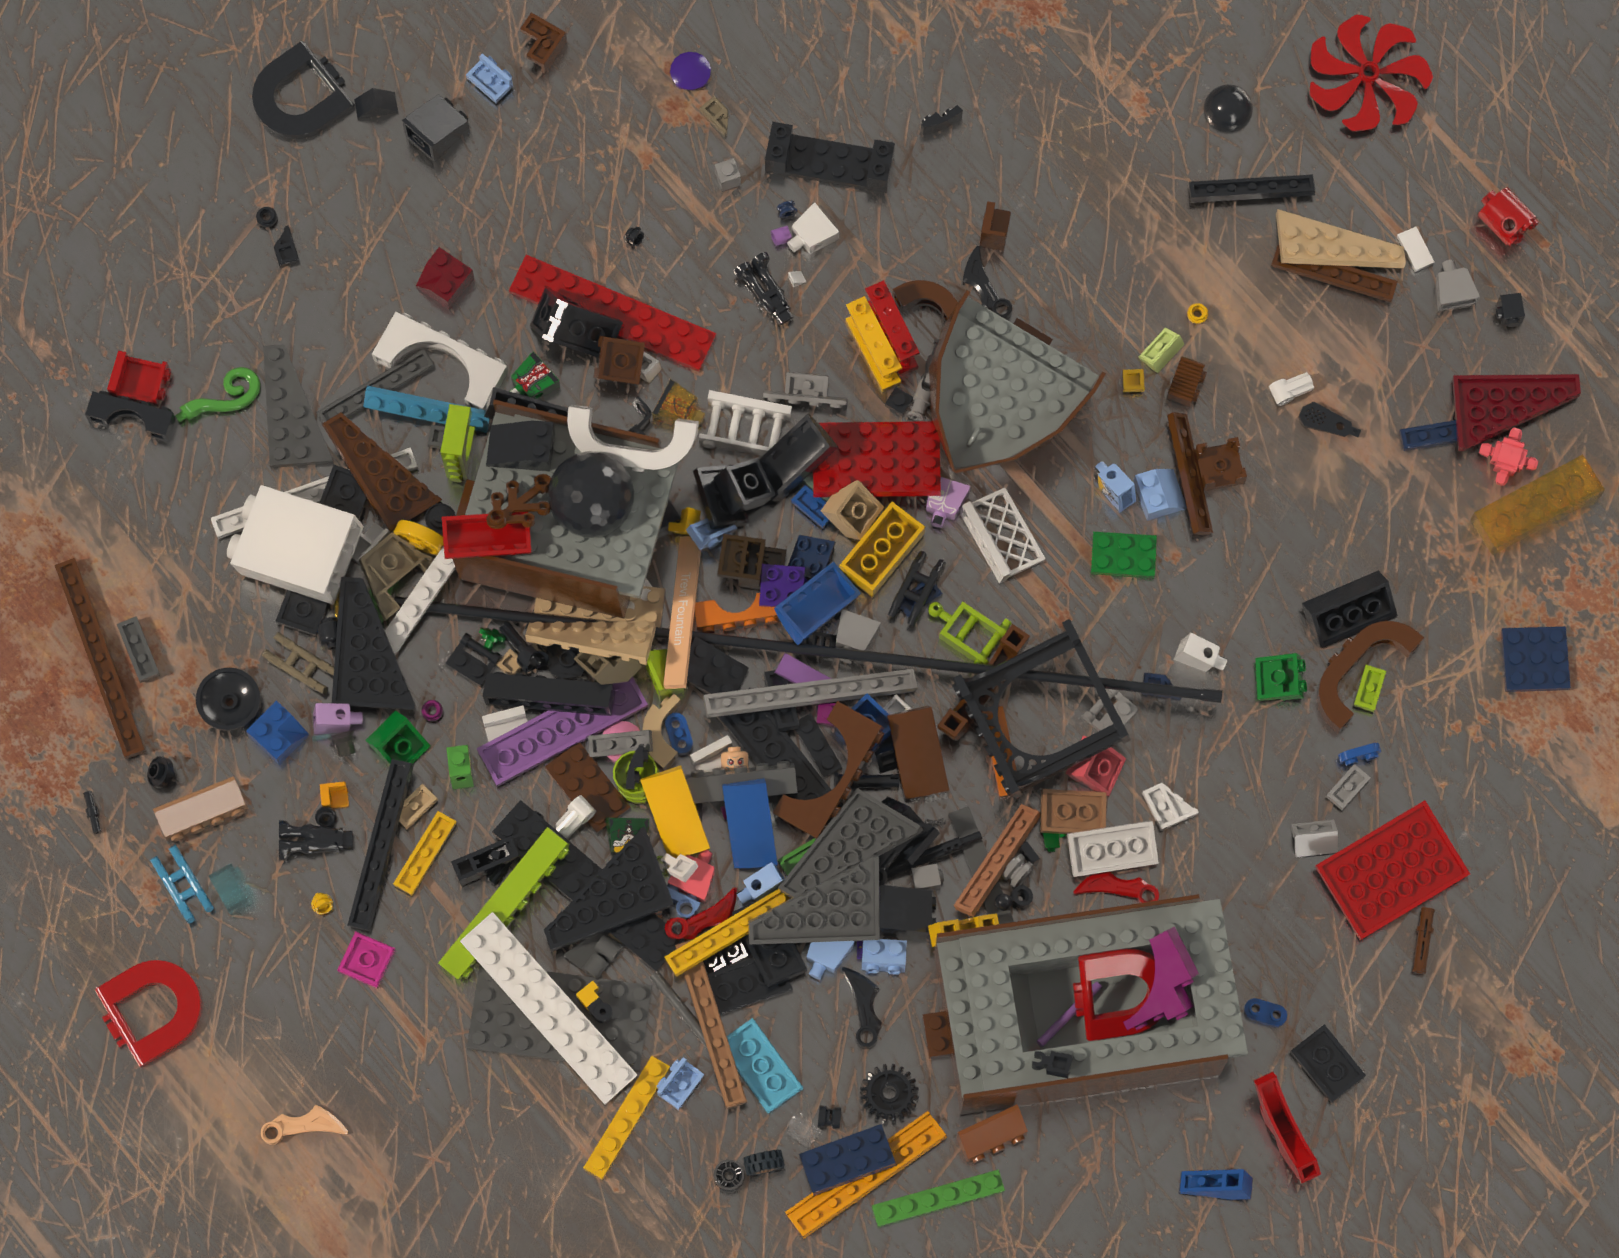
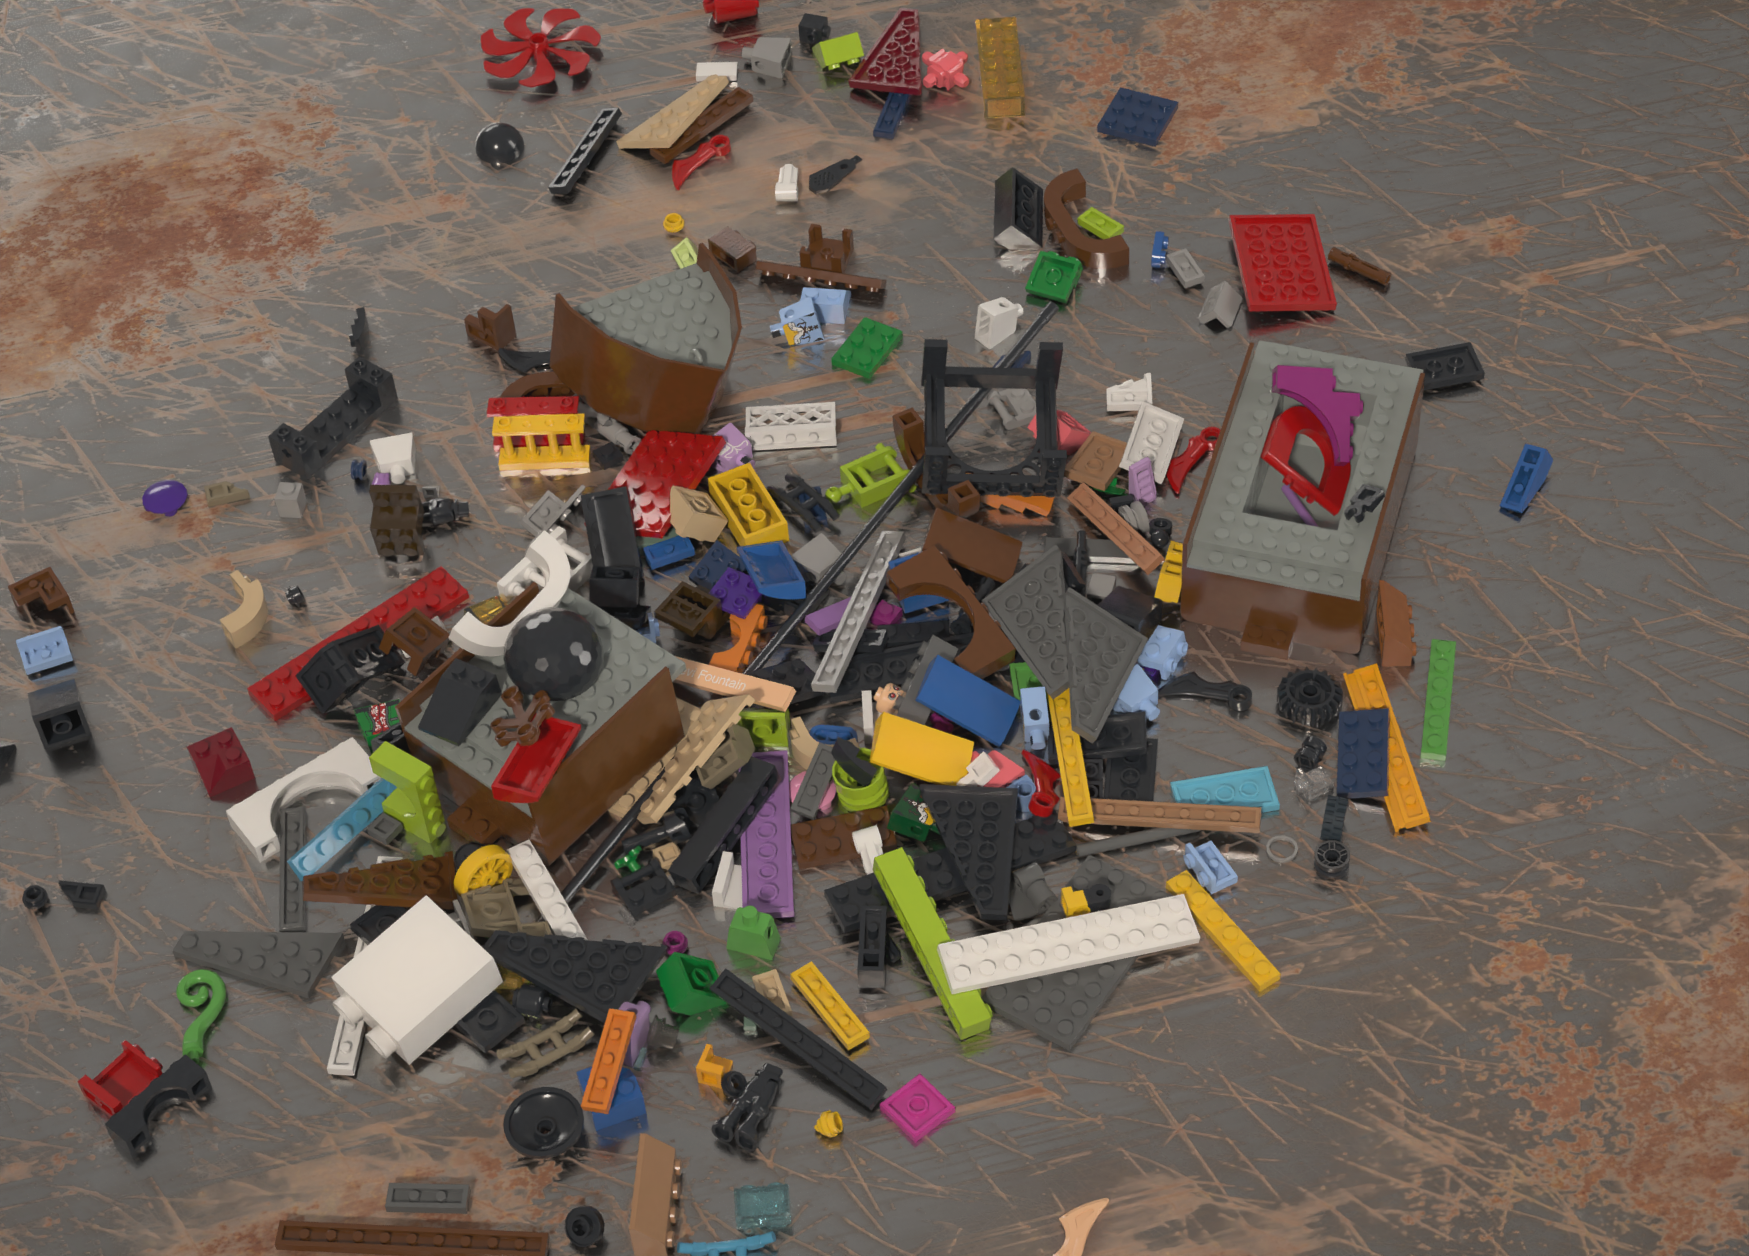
camera: 60 degrees left, 25 degrees down
(284, 721) = (608, 1061): none -> orange plate
(603, 213) = (250, 616): none -> tan arch
(729, 278) = (397, 520): none -> dark brown bracket
(734, 1142) = (1282, 860): none -> light grey piece
(1058, 861) = (1142, 484): none -> lavender slope
(1277, 285) = (683, 168): none -> red piece
(1284, 1128) = (1510, 407): red arch -> none
(1491, 346) = (838, 50): none -> lime slope

